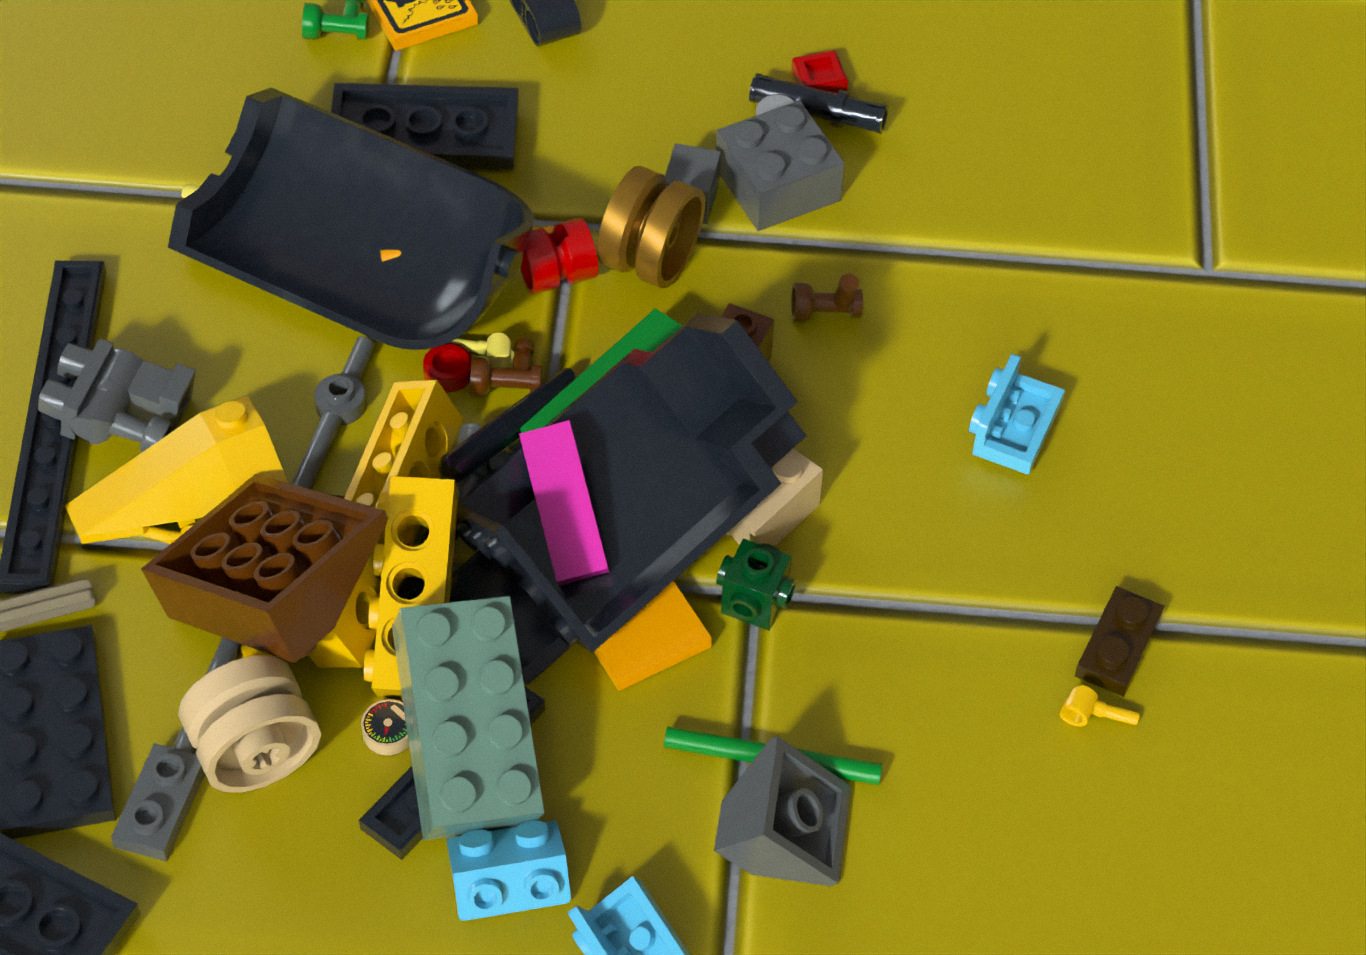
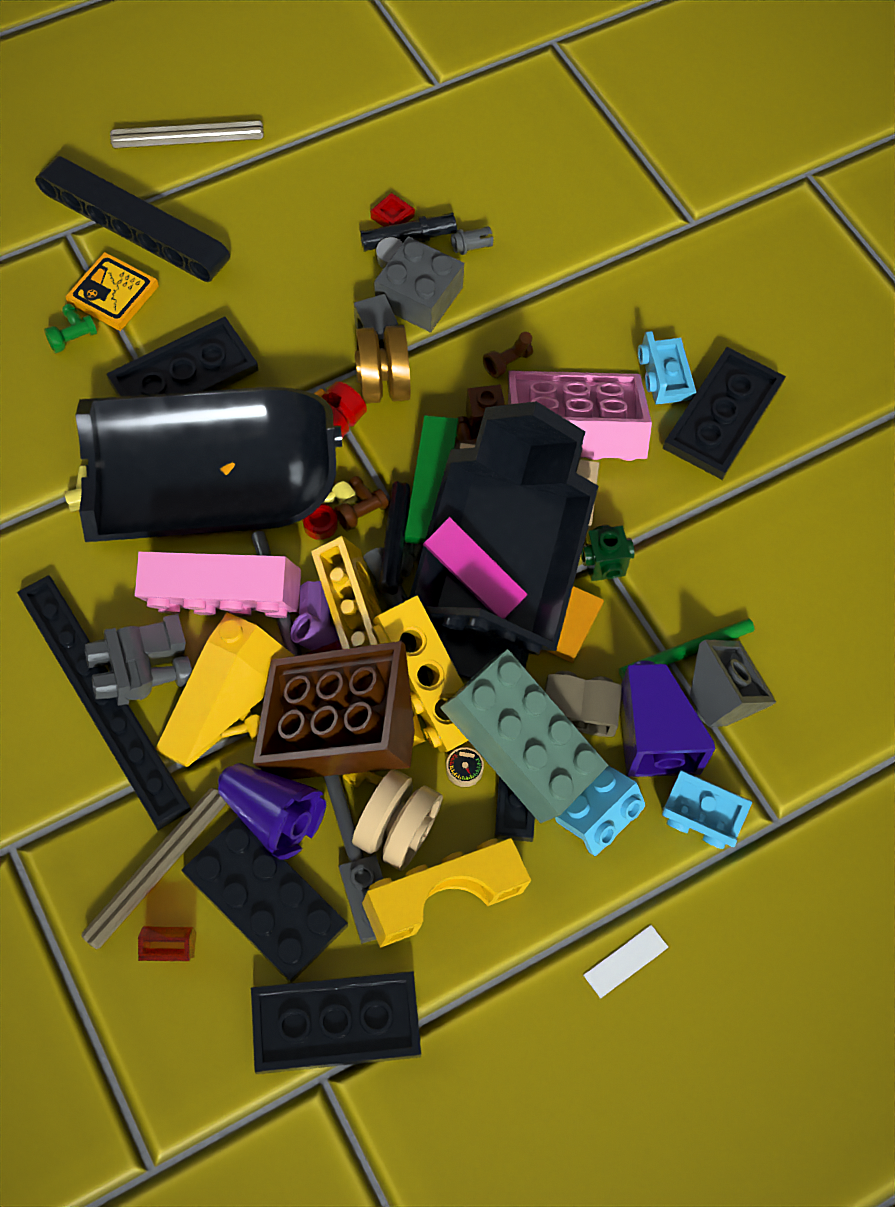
camera: 35 degrees left, 10 degrees up
(131, 638) = (272, 807): none -> dark purple cone
(178, 816) = (489, 873): none -> yellow arch
(261, 359) = (218, 582): none -> bright pink brick
(334, 466) = (313, 625): none -> medium lavender piece
(583, 737) = (588, 704): none -> dark tan brick
(639, 805) = (660, 725): none -> dark purple slope
(868, 412) = (603, 404): none -> bright pink slope
(889, 148) = (469, 240): none -> dark grey pin
(1053, 508) = (724, 413): none -> black plate
(1084, 702) = (822, 521): yellow hand -> none
(1119, 641) = (812, 470): dark brown plate -> none

